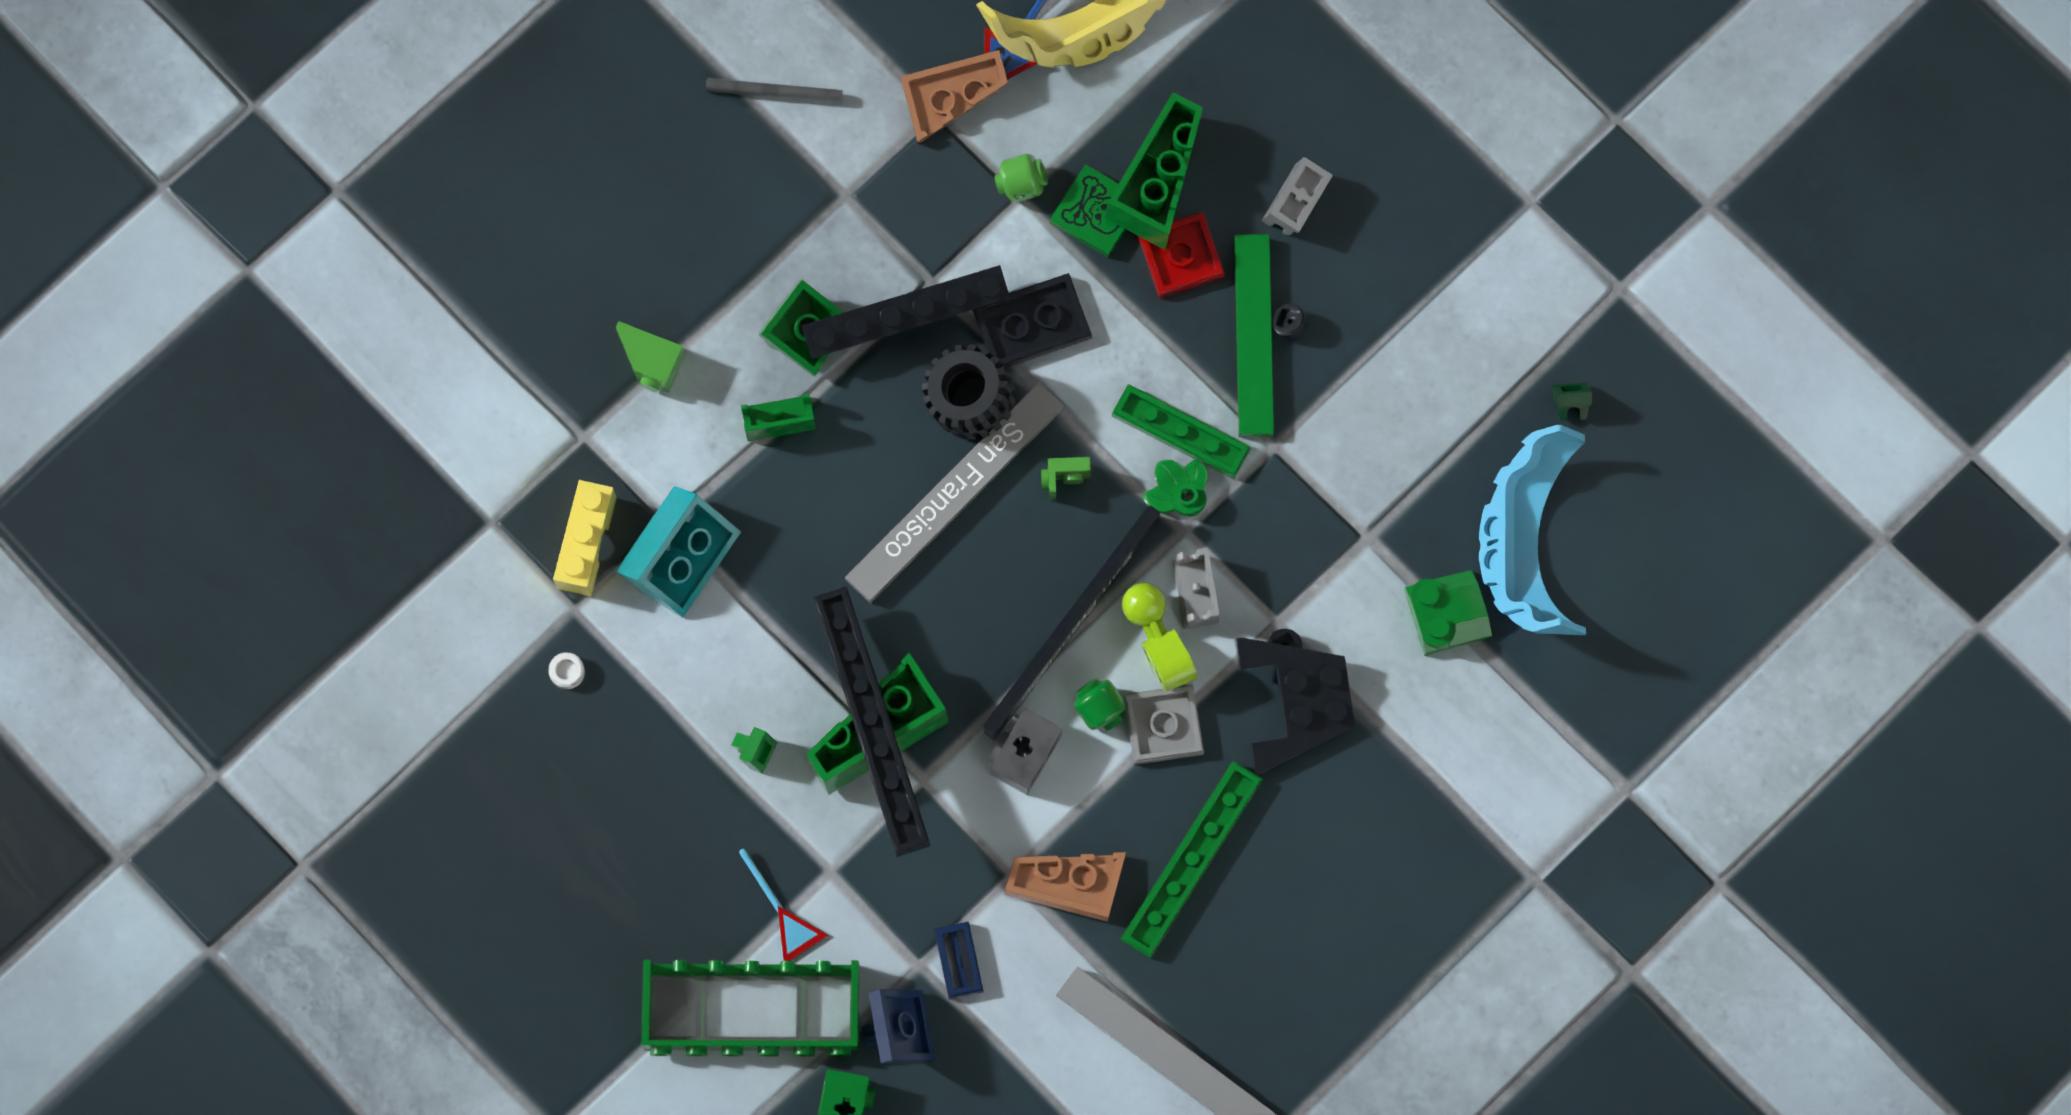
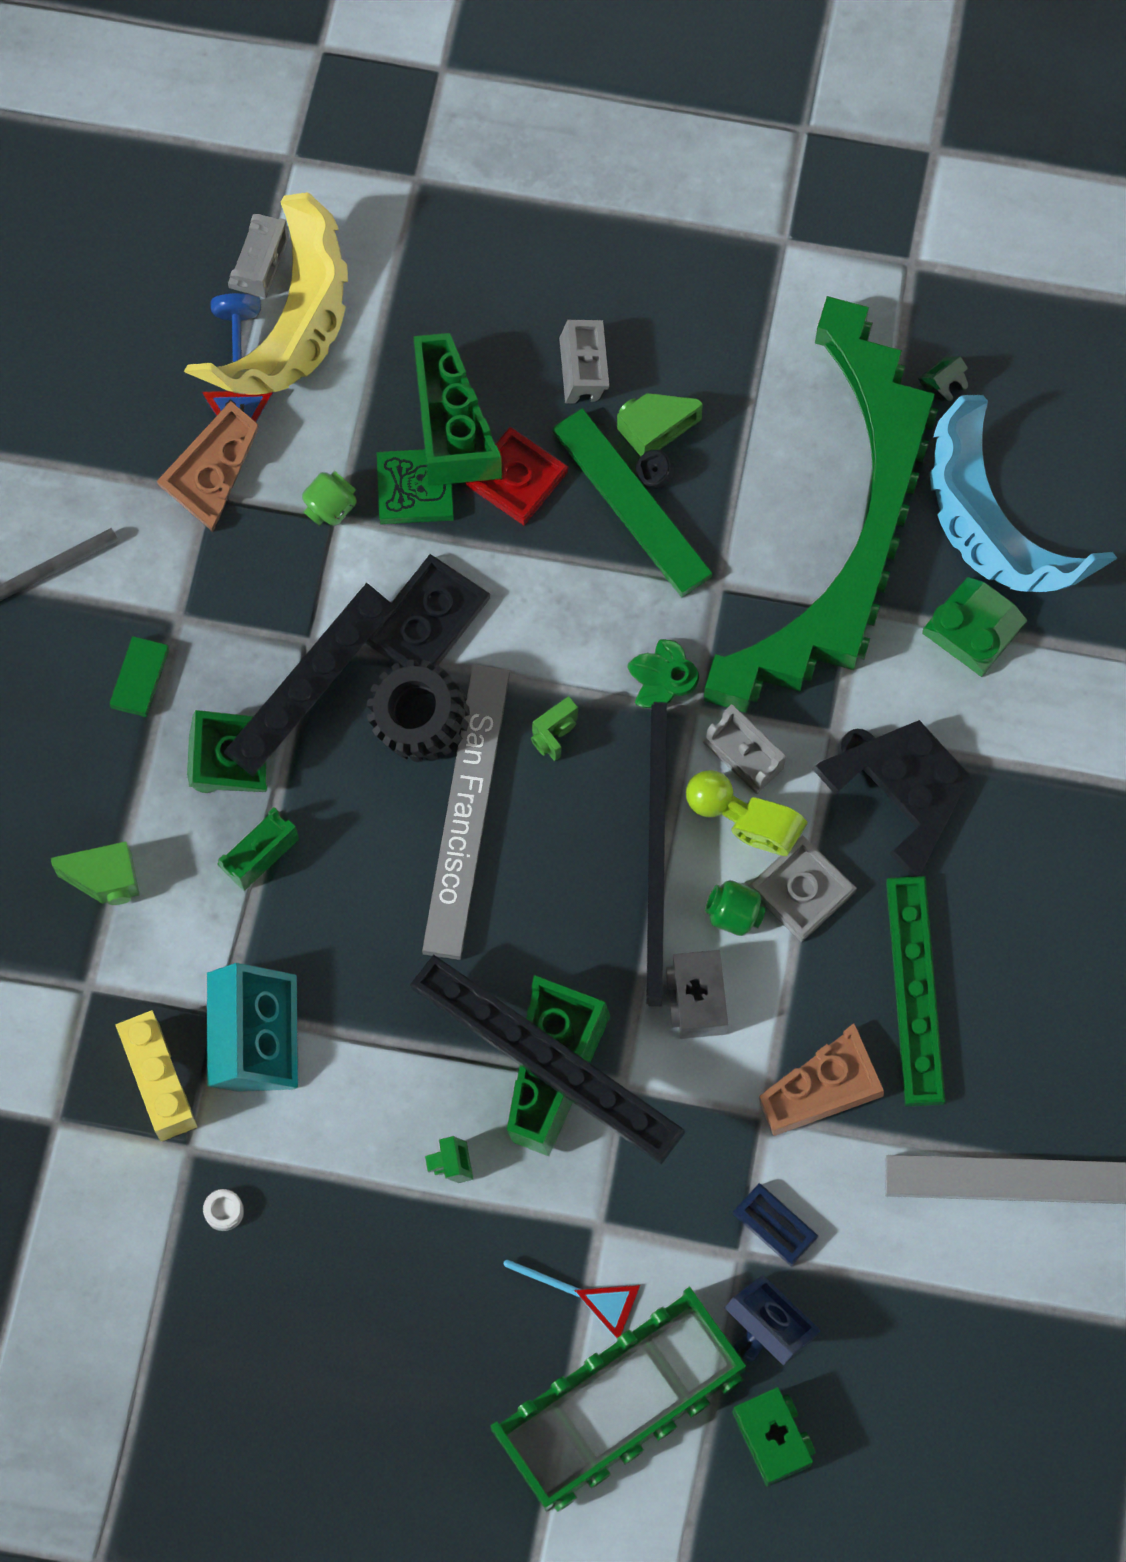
camera: 35 degrees left, 5 degrees down
(783, 222) = (139, 676): none -> green tile
(1181, 431) = (628, 625): green tile -> none
(1318, 283) = (656, 420): none -> bright green slope
(1344, 536) = (837, 621): none -> green arch

